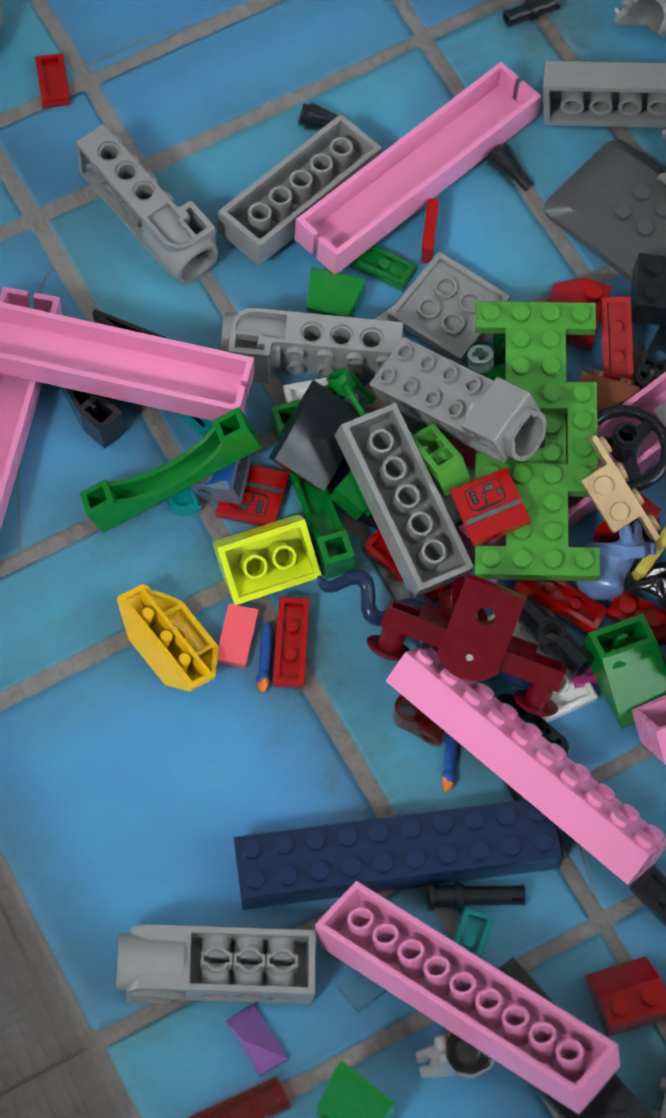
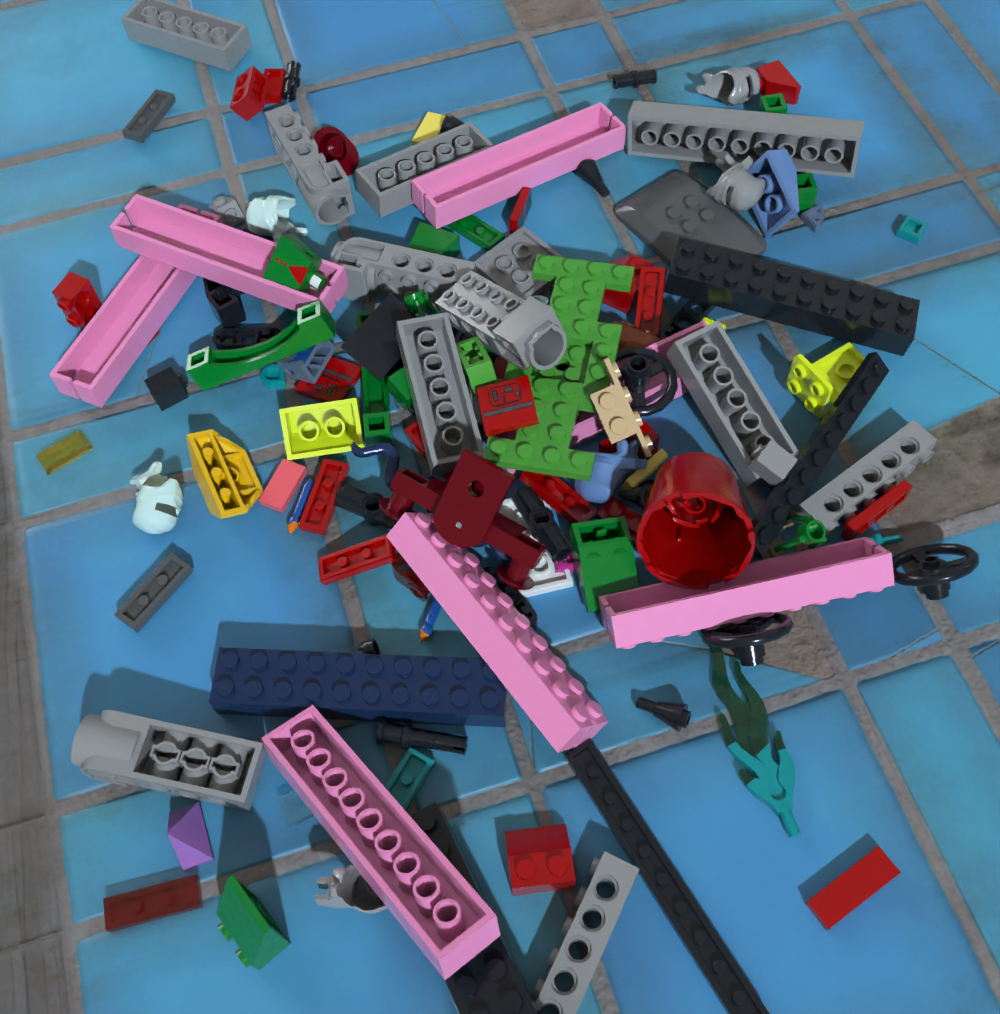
camera: 15 degrees right, 5 degrees down
(32, 102) = (249, 93): none -> red brick
(53, 280) = (228, 210): none -> light grey bracket
(60, 537) = (167, 388): none -> black brick
(78, 71) = (291, 81): none -> black pin
(101, 688) = (157, 501): none -> light aqua piece
(118, 290) = (271, 217): none -> light aqua piece
(128, 448) = (241, 333): none -> black beam
(129, 787) = (154, 592): none -> dark grey plate
(175, 174) = (338, 147): none -> dark red piece
(195, 366) = (295, 265): none -> green torso
(282, 124) = (429, 127): none -> light yellow tile
(335, 642) = (361, 503): none -> black piece
(352, 711) = (356, 559): none -> red tile
(392, 807) = (369, 647): none -> black hinge

